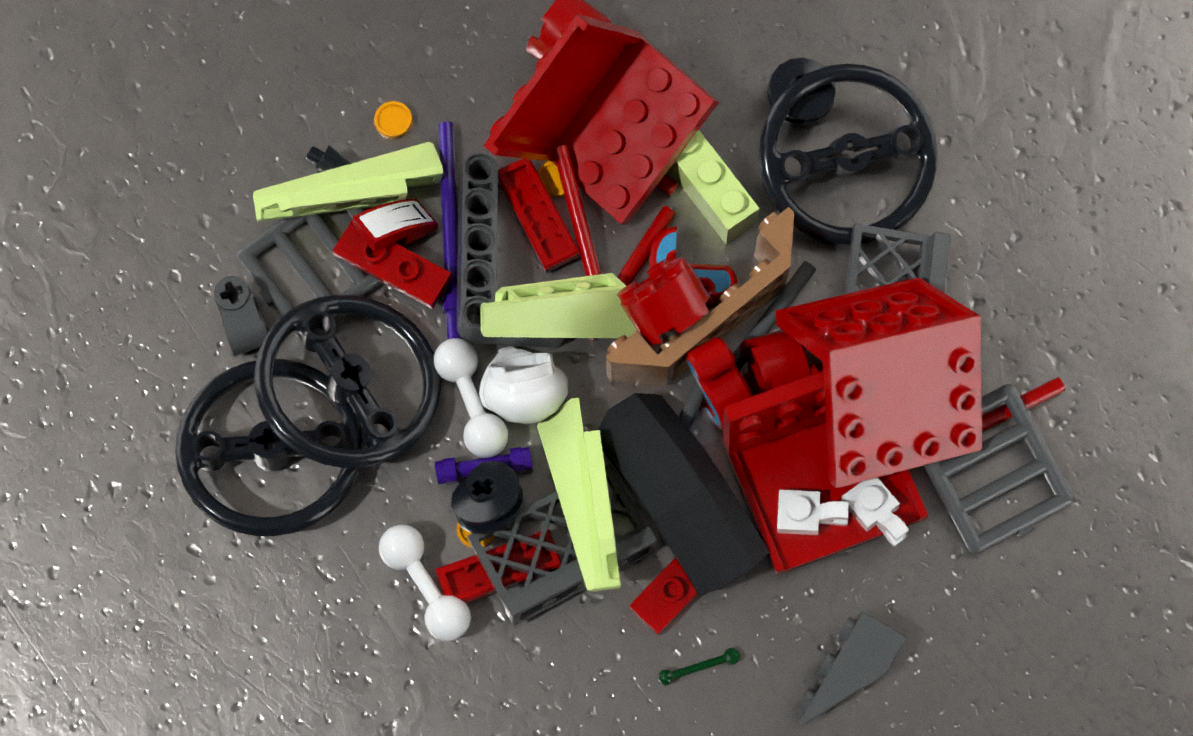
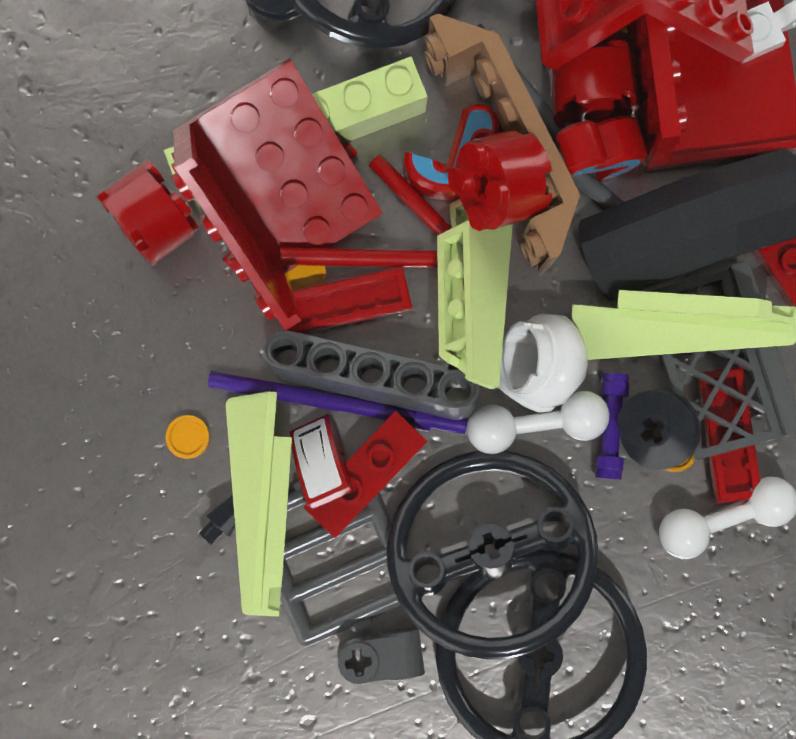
camera: 85 degrees left, 10 degrees up
(802, 513) = (750, 102): white plate -> none

